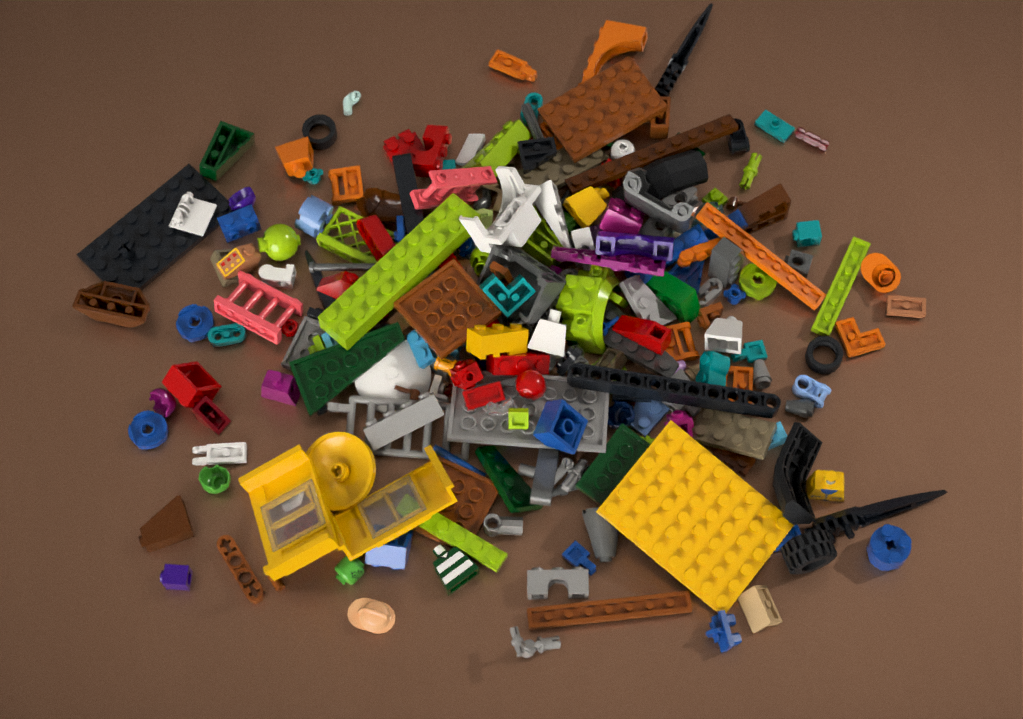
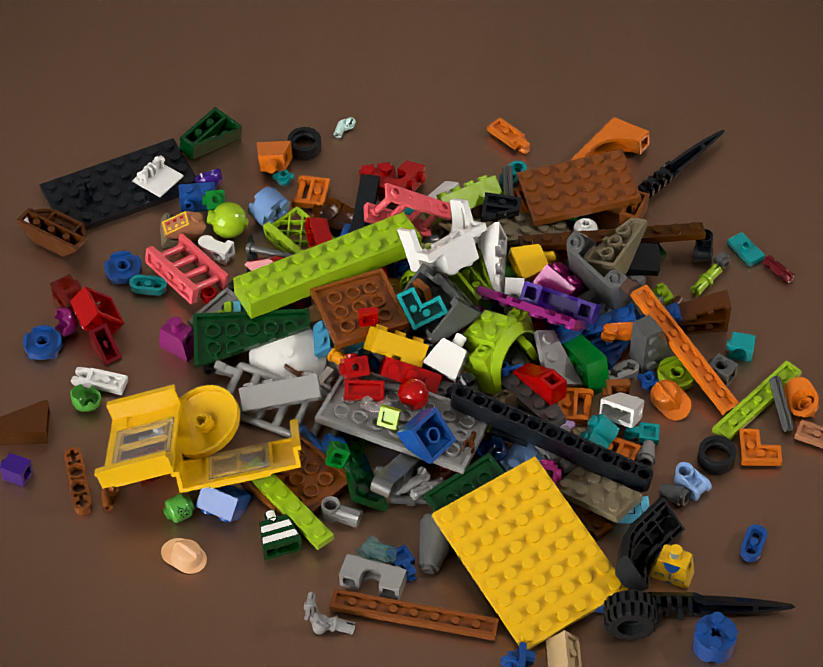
camera: 15 degrees right, 15 degrees down
(153, 373) = (65, 290): none -> clear red brick
(258, 226) = (213, 198): none -> green bracket
(462, 319) = (368, 316): none -> red plate
(476, 463) = (336, 450): none -> green leg
(549, 556) = (375, 550): none -> clear light blue piece
(602, 420) = (470, 442): none -> reddish brown hand
(667, 176) = (619, 249): none -> dark tan wedge
(758, 145) = (722, 260): none -> dark grey plate
(762, 309) = (670, 400): none -> orange piece
(864, 284) = (781, 403): none -> dark grey axle
(888, 438) = (753, 544): none -> blue plate

